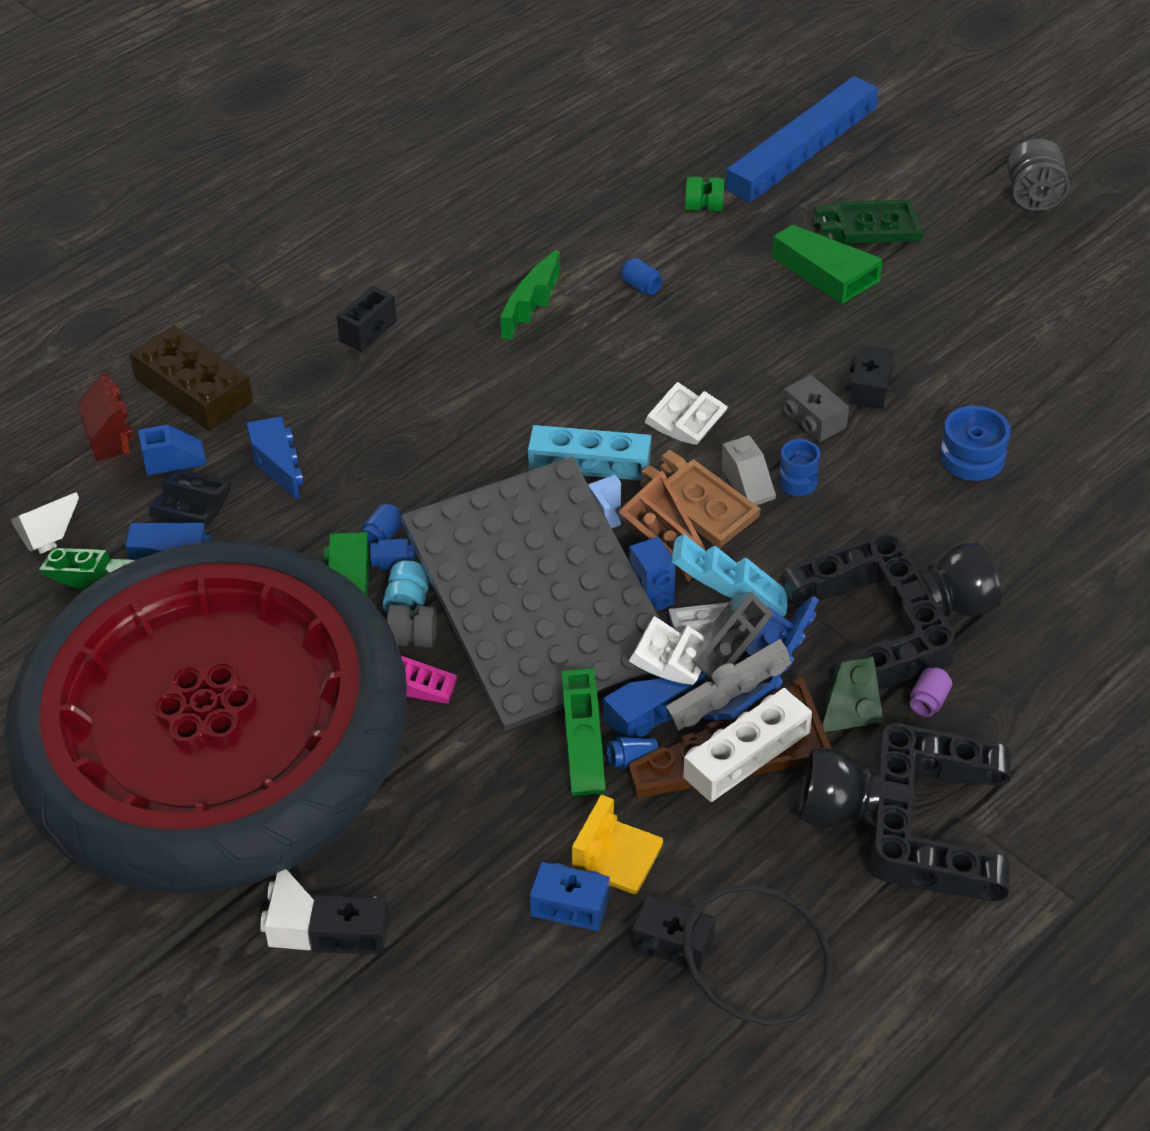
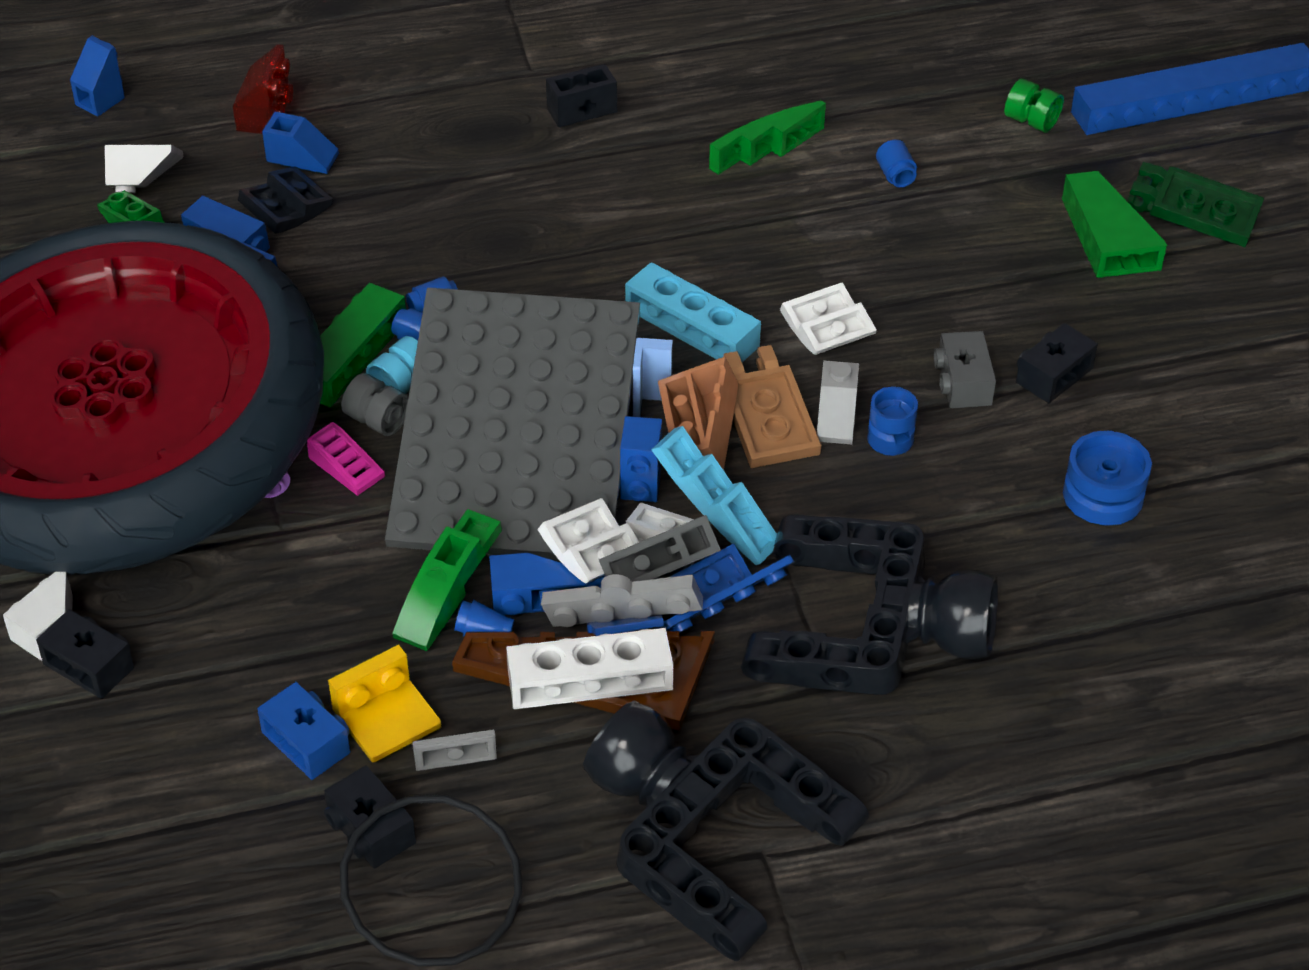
camera: 30 degrees right, 0 degrees up
(191, 377) = (376, 86): dark brown brick -> none
(273, 455) = (395, 182): blue slope -> none
(689, 854) = (454, 750): none -> light grey slope
(854, 696) = (745, 675): dark green wing -> none
(930, 691) = (838, 711): medium lavender brick -> none

